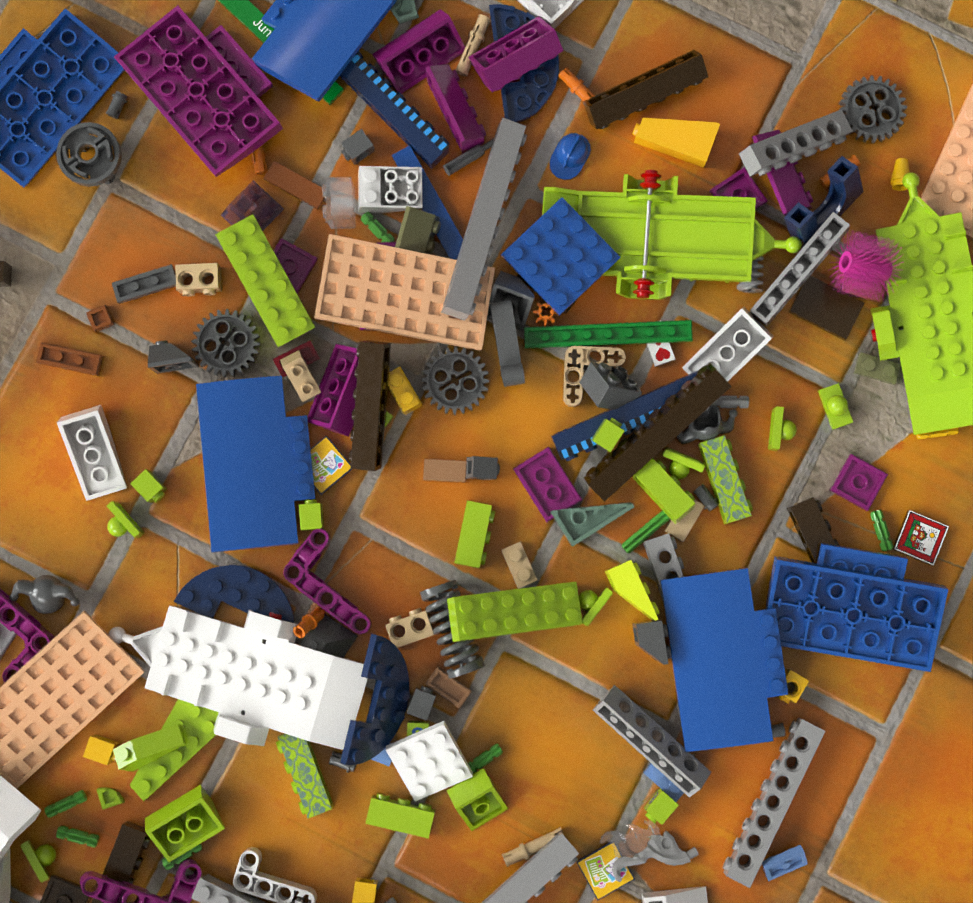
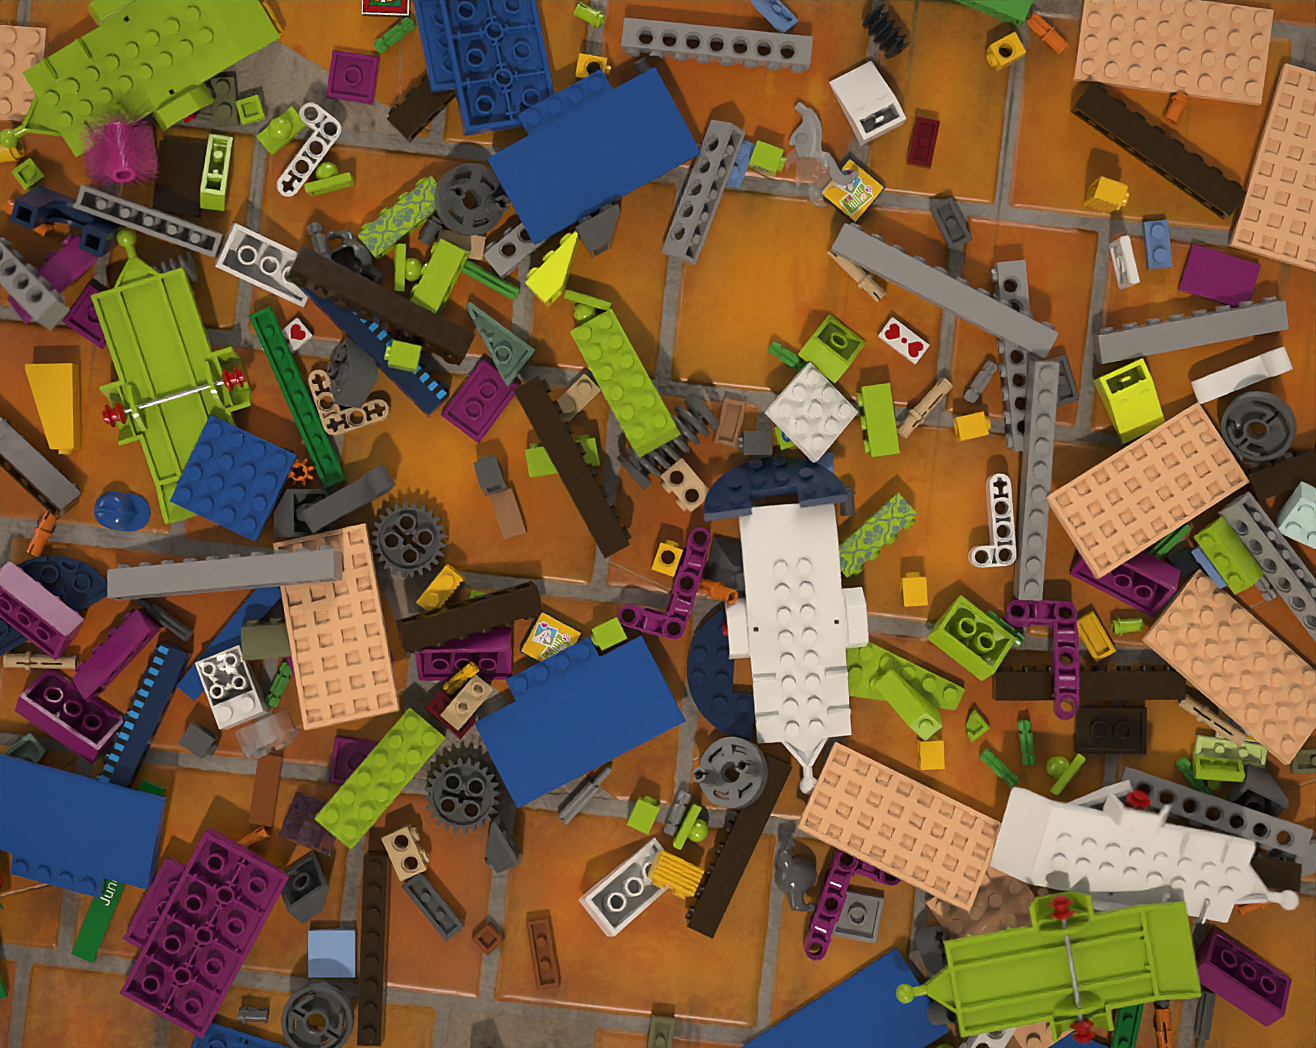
camera: 110 degrees left, 5 degrees up
(88, 493) = (675, 874): none -> yellow brick
(91, 557) = (735, 852): none -> dark brown brick
(129, 222) = (374, 948): none -> dark brown brick
(139, 515) = (677, 812): none -> light grey axle
(140, 187) = (332, 953): none -> light blue tile
(155, 558) = (715, 776): none -> dark grey piece
(184, 441) = (582, 797): none -> light grey axle
(201, 186) = (305, 888): none -> dark grey slope
(245, 789) = (913, 590): none -> yellow brick
(322, 378) = (460, 678): none -> yellow axle
(345, 588) = (662, 567): none -> yellow brick
(393, 853) = (917, 415): none -> tan pin
(459, 539) = (572, 467): none -> dark brown brick
(460, 864) = (903, 340): none -> white tile
(711, 554) = (487, 204): none -> dark grey piece
(809, 417) = (304, 153): none -> white beam
(820, 339) = (216, 172): none -> lime slope
(838, 702) = (589, 15): none -> lime pin
(862, 387) = (250, 110): none -> lime plate
(875, 186) = (28, 174): none -> lime plate

